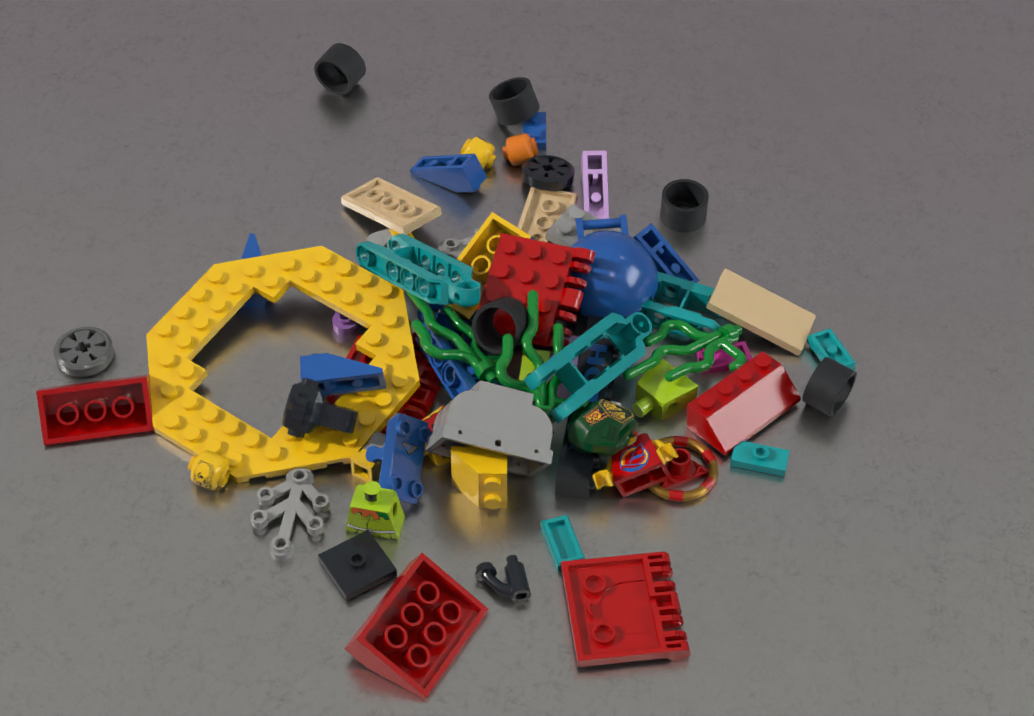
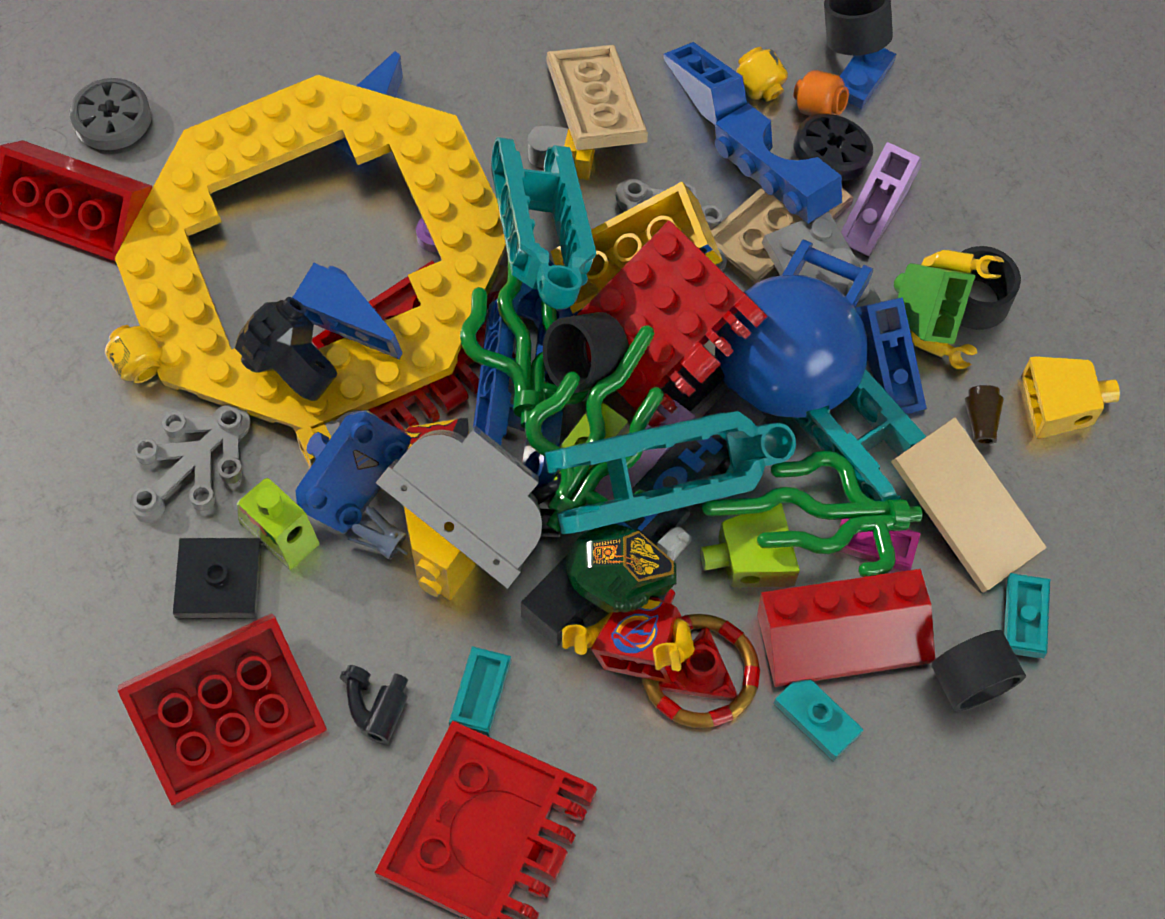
camera: 30 degrees right, 15 degrees up
(441, 491) = (387, 543): none -> sand blue piece
(550, 195) = (803, 186): none -> blue arch
(669, 215) = (937, 298): none -> bright green torso
(732, 261) = (984, 412): none -> dark brown cone
(768, 237) = (1065, 394): none -> yellow torso

